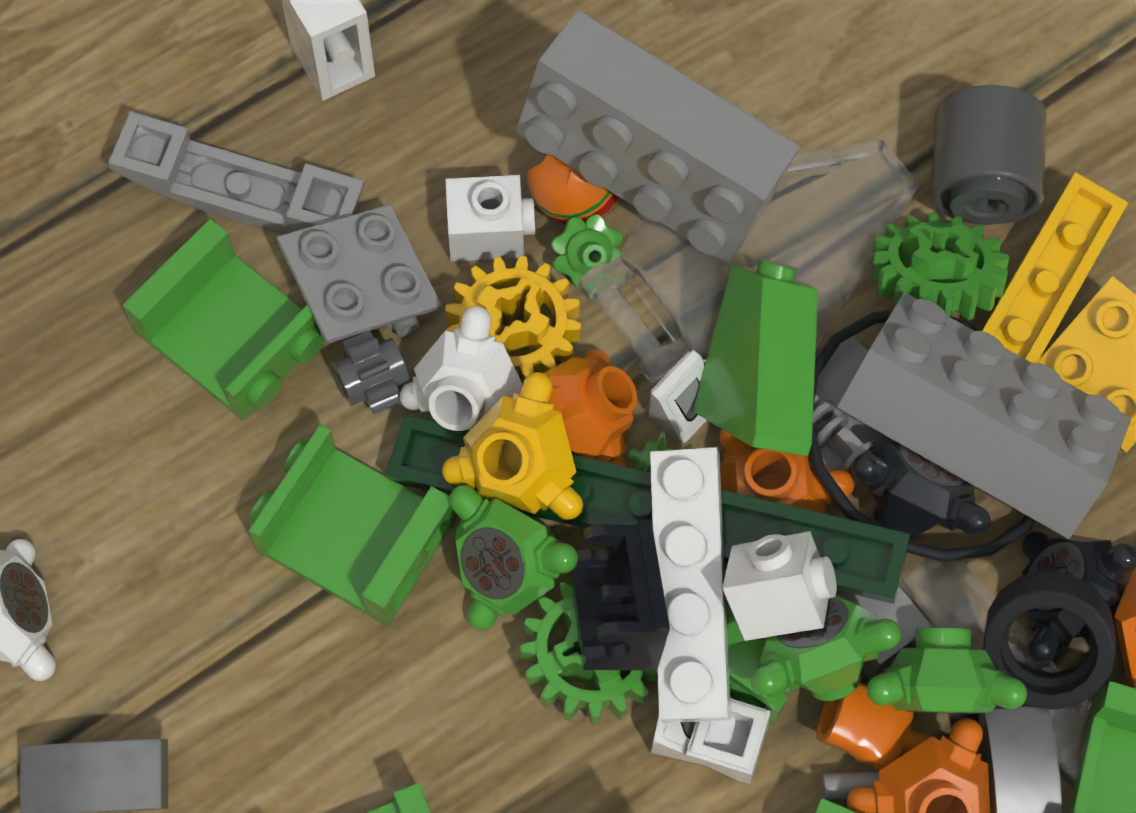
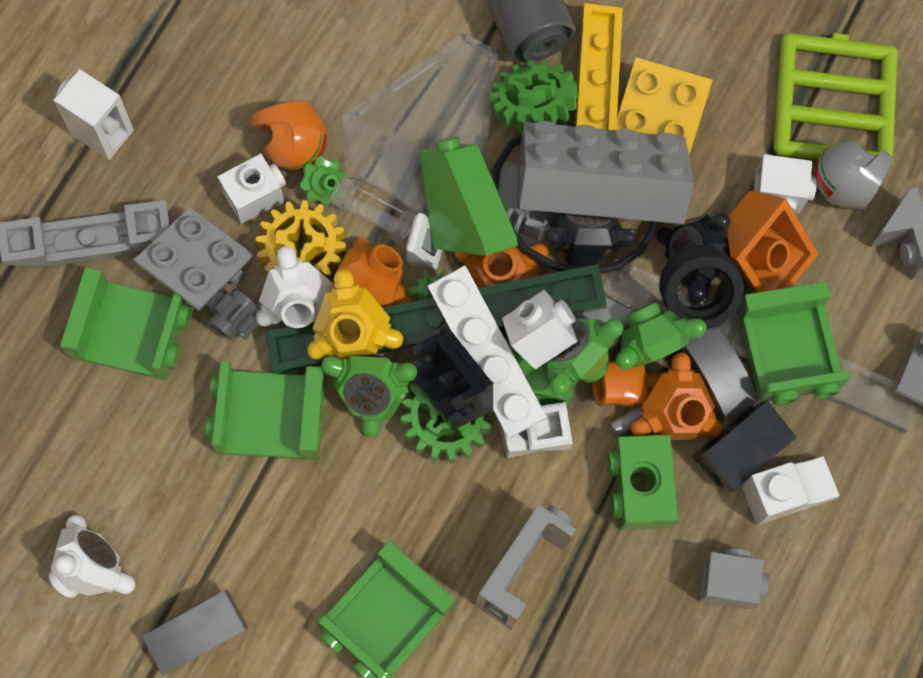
camera: 30 degrees left, 5 degrees up
(653, 137) = (338, 96): light grey brick -> none

